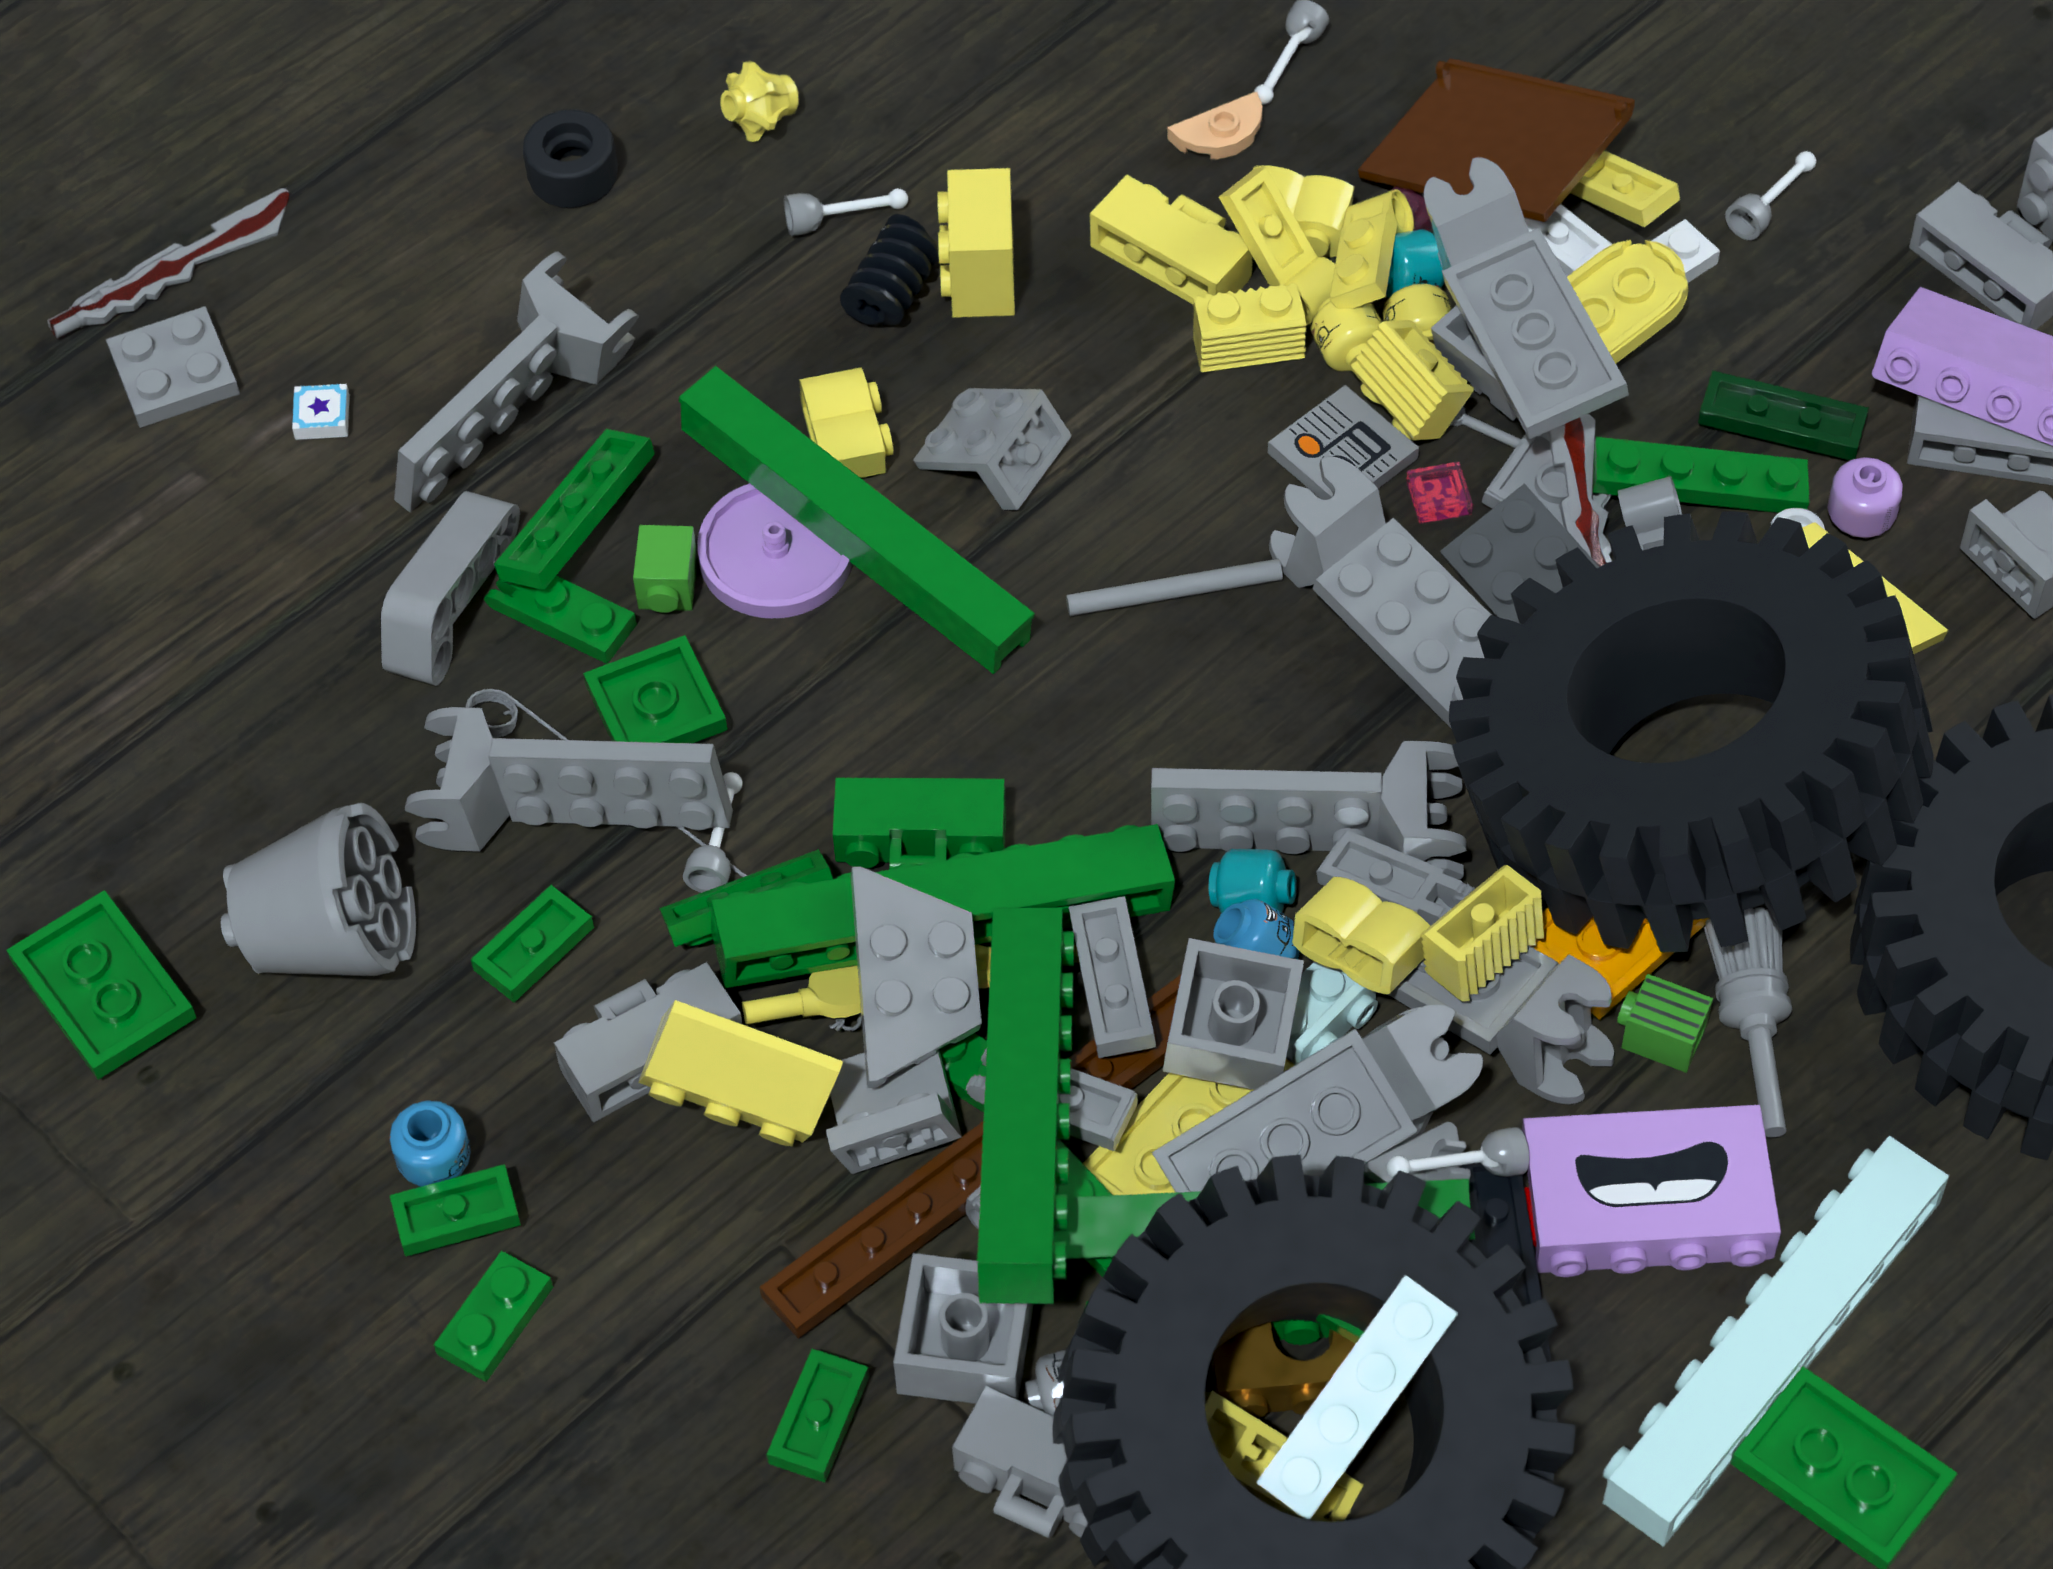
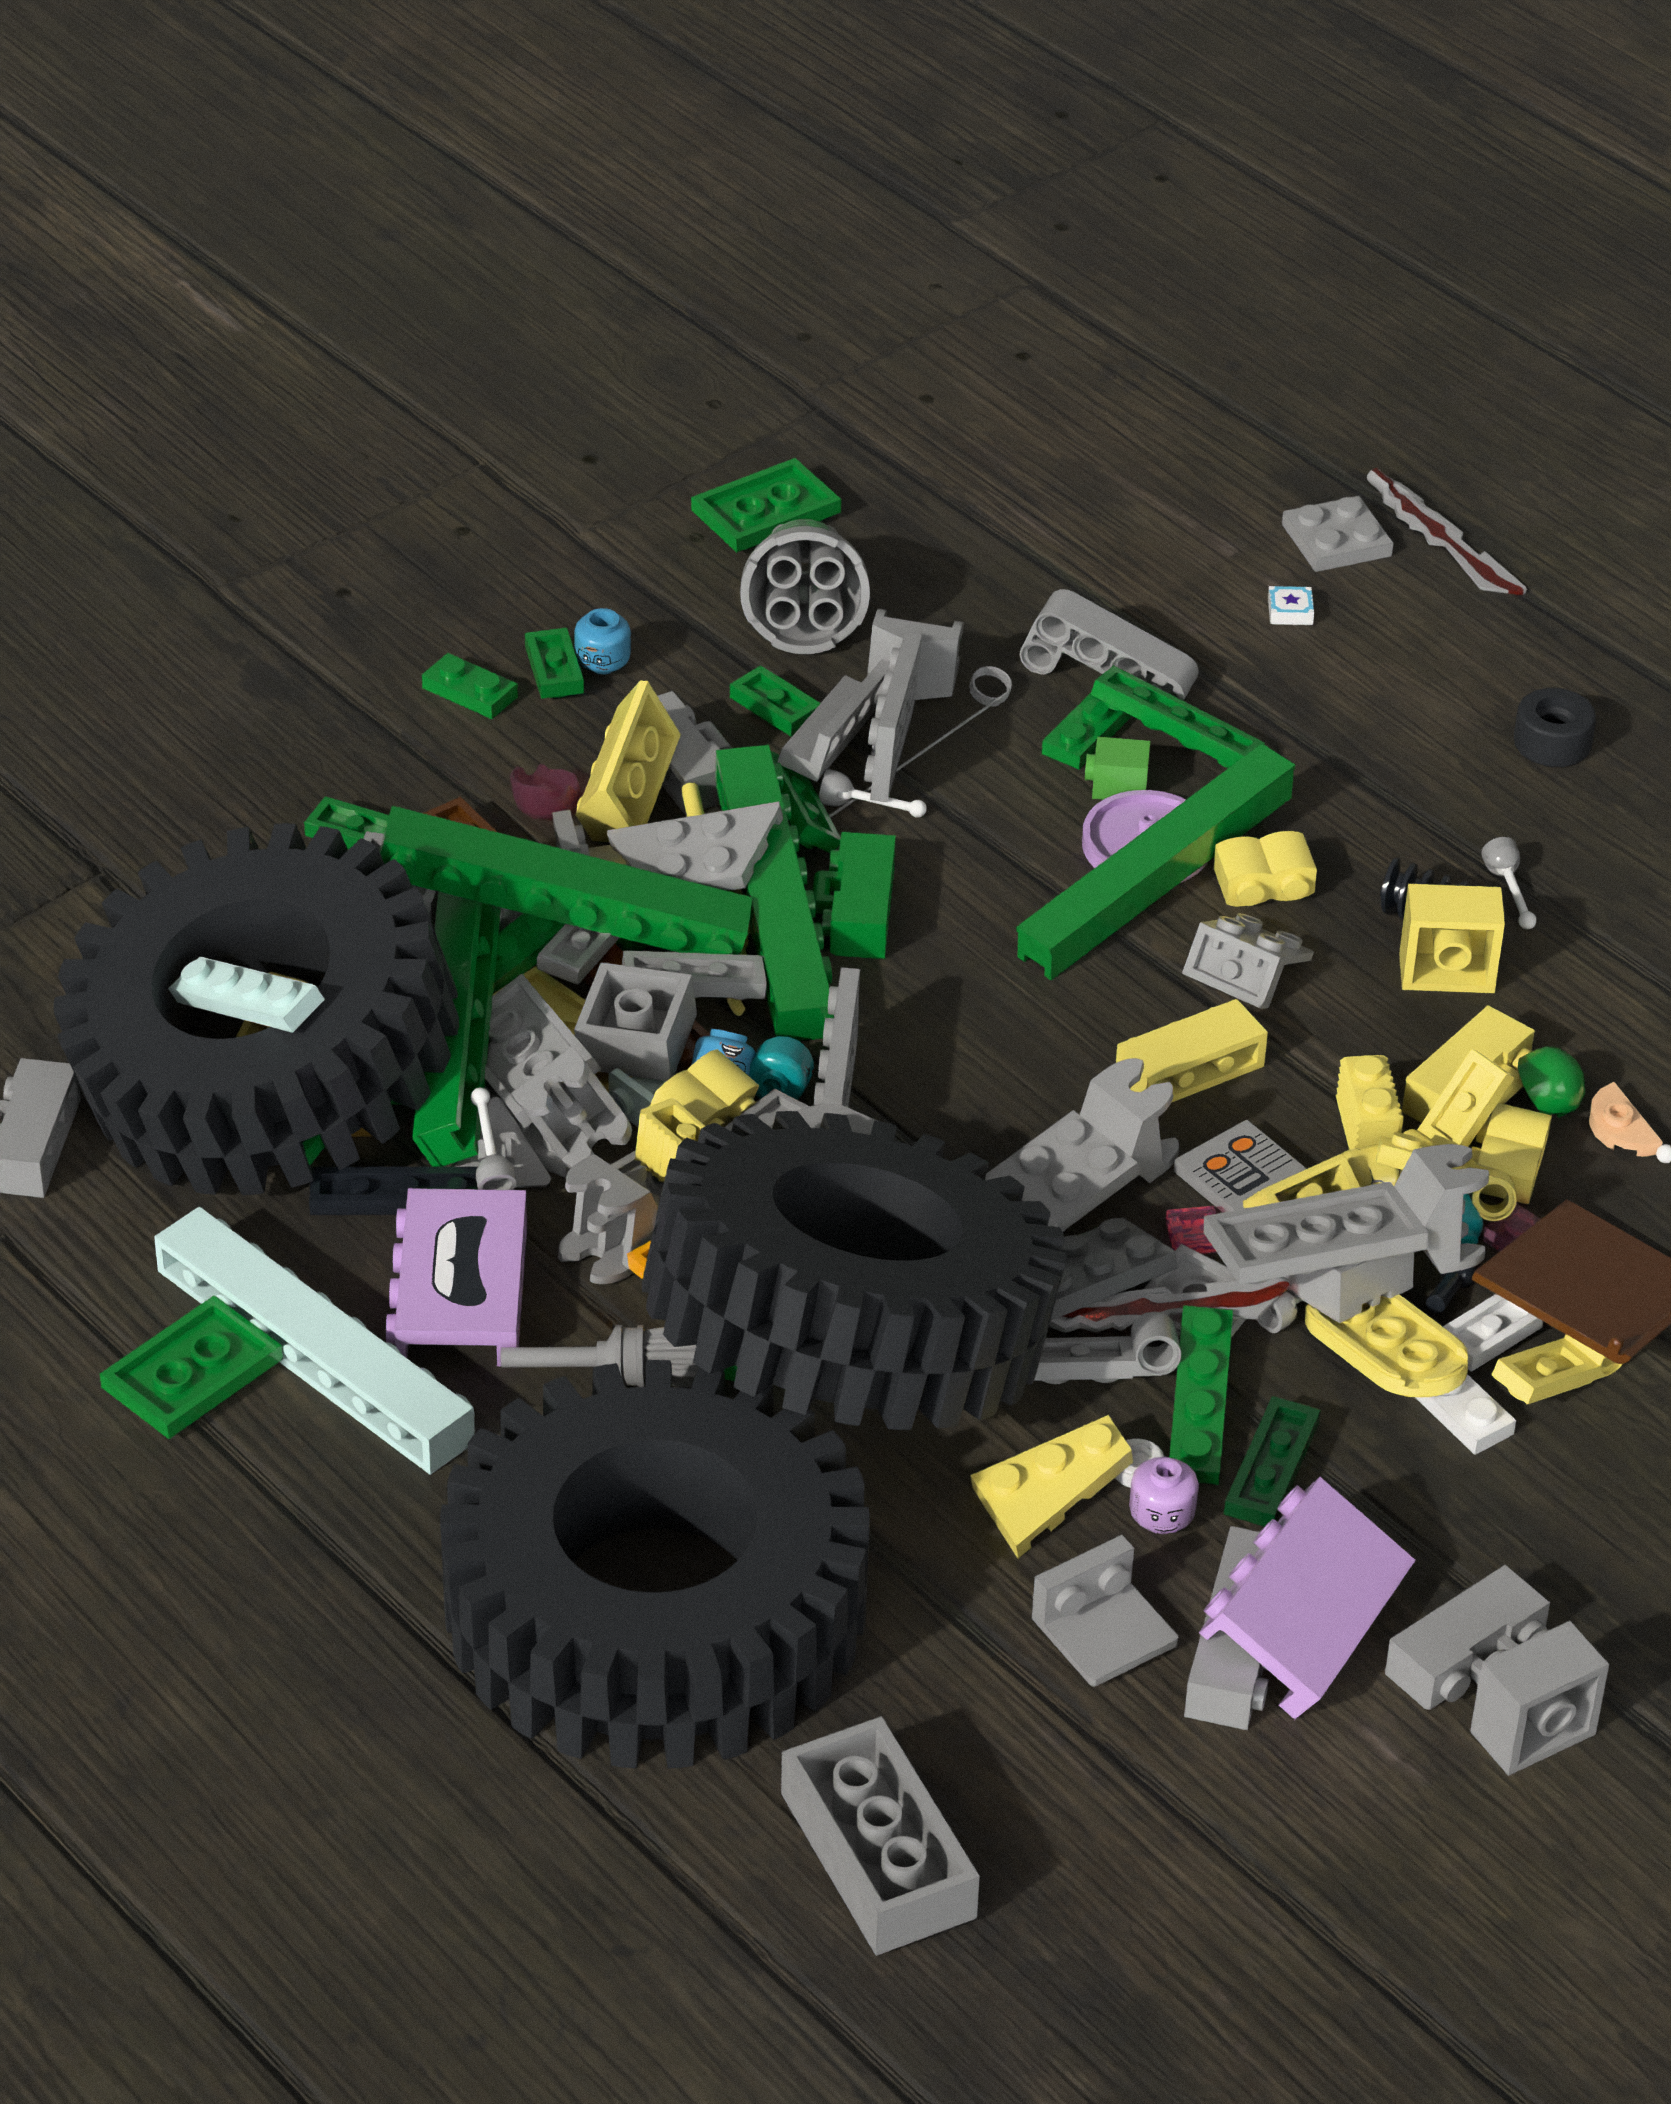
camera: 90 degrees right, 15 degrees down
(556, 338) = (1295, 674): light grey hinge -> none
(607, 864) = (833, 724): none -> light grey fence
(656, 696) = (993, 765): green plate -> none
(739, 1186) = (544, 791): none -> clear pink hair
(758, 99) = (1623, 828): light yellow rock -> none
(1173, 491) = (1199, 1050): none -> light yellow brick
(1174, 587) = (1089, 1032): light grey bar -> none
(1186, 166) = (1552, 1080): none -> green hair
(1664, 1022) = (613, 1300): bright green brick -> none
(1758, 207) = (1527, 1471): light grey hinge -> none

